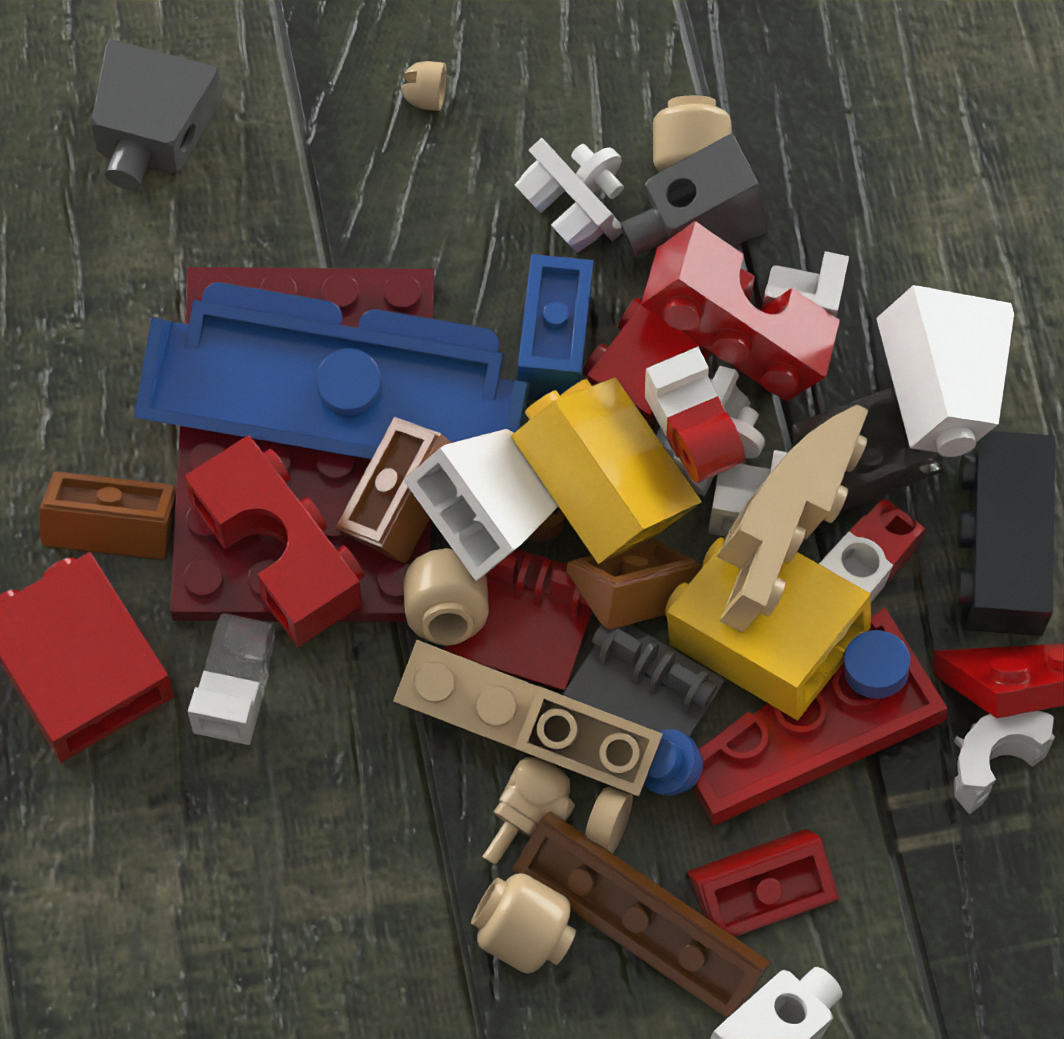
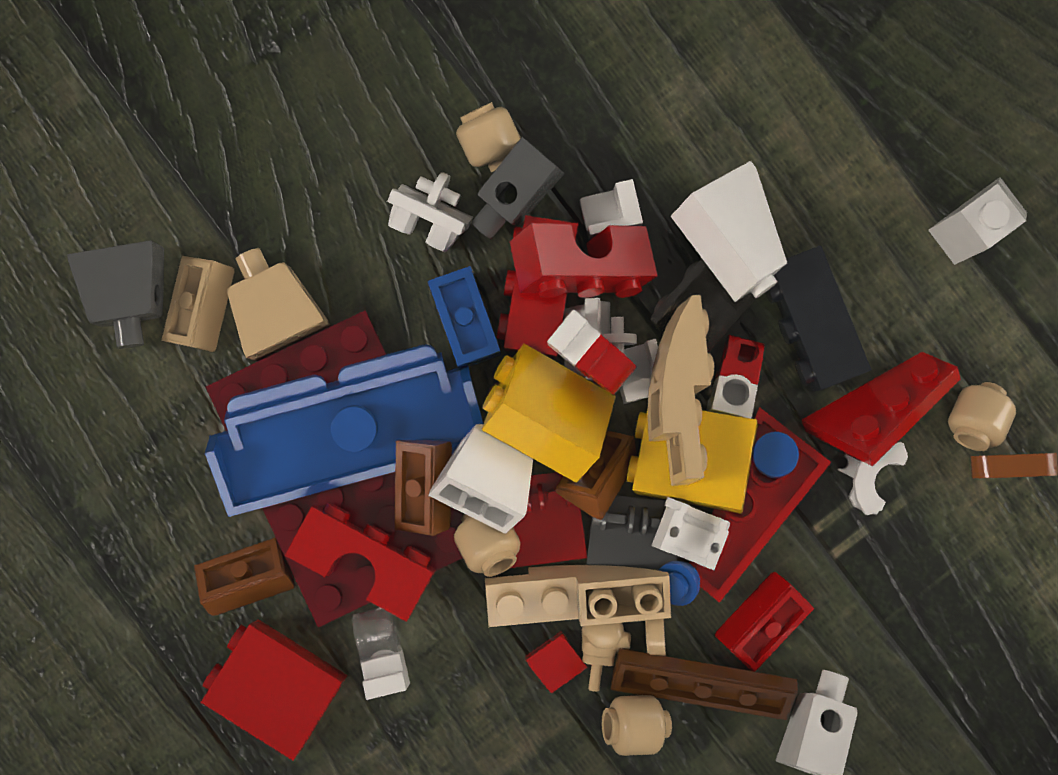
camera: 20 degrees left, 20 degrees up
(231, 176) = (198, 303): none -> tan slope
(320, 211) = (271, 306): none -> tan torso
(426, 85) = (295, 176): tan hinge -> none
(456, 799) = (555, 662): none -> red slope
(714, 700) = (691, 534): none -> white piece

